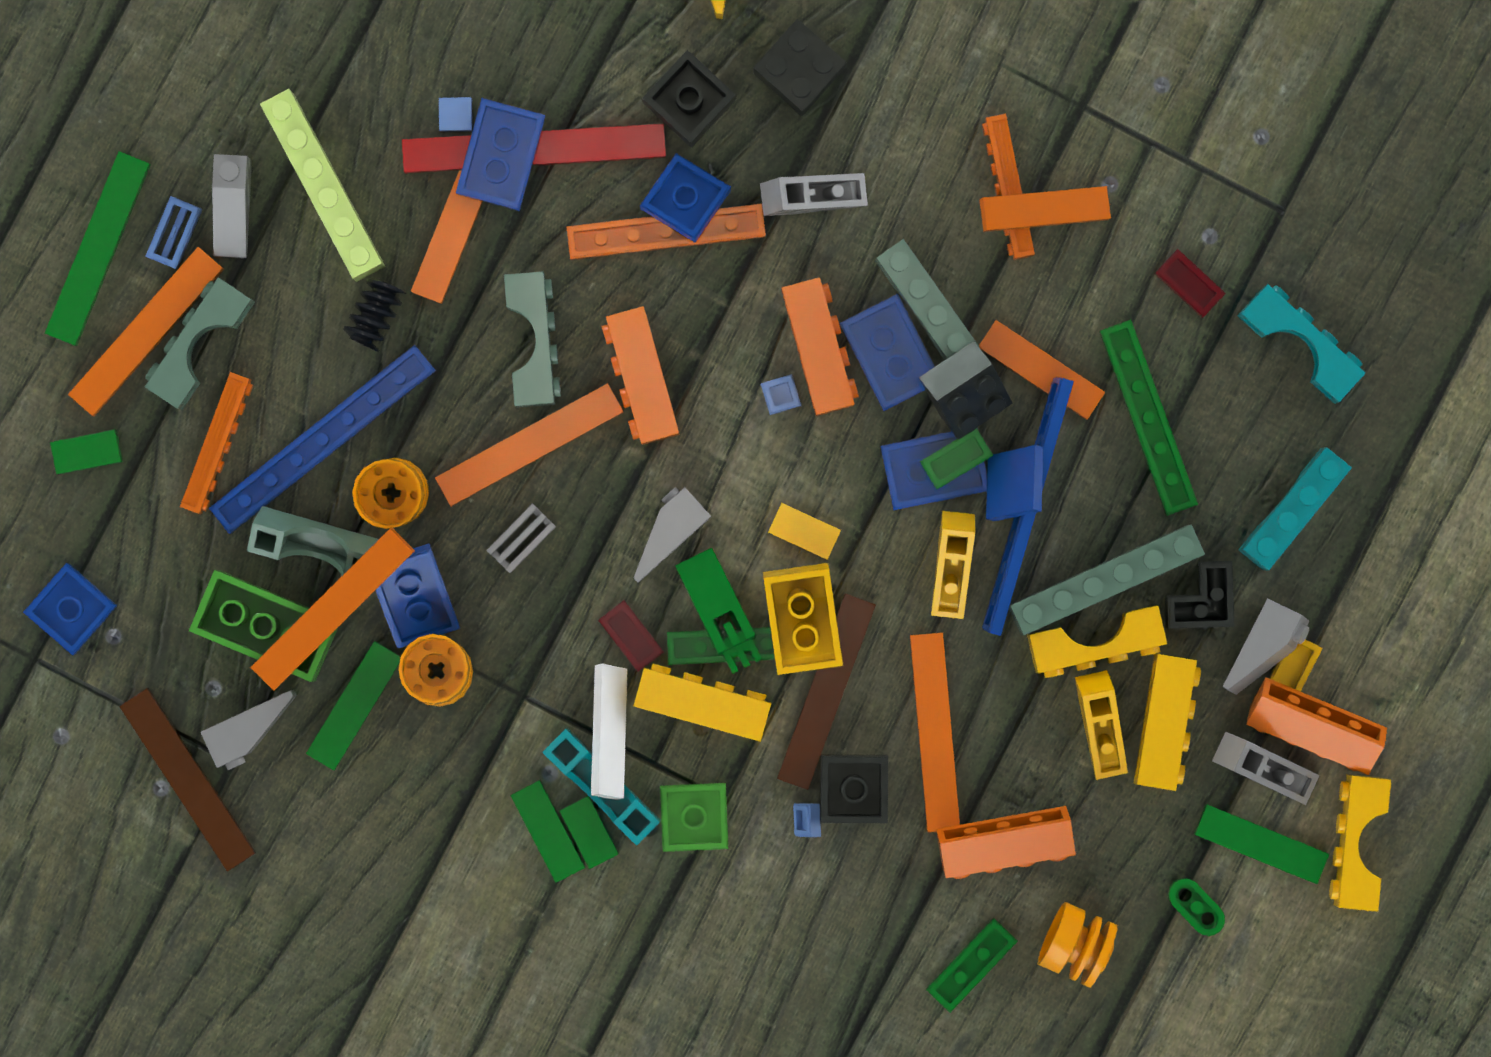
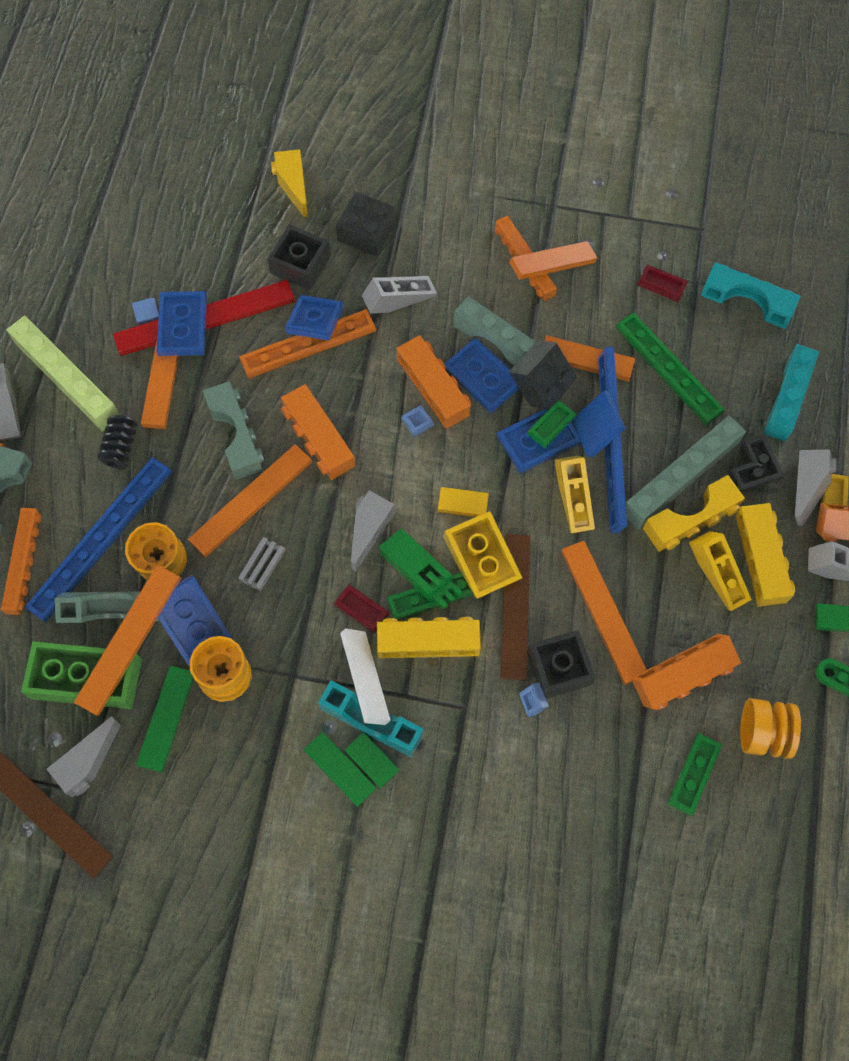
camera: 15 degrees left, 20 degrees down
(694, 817) = (448, 725): bright green tile -> none

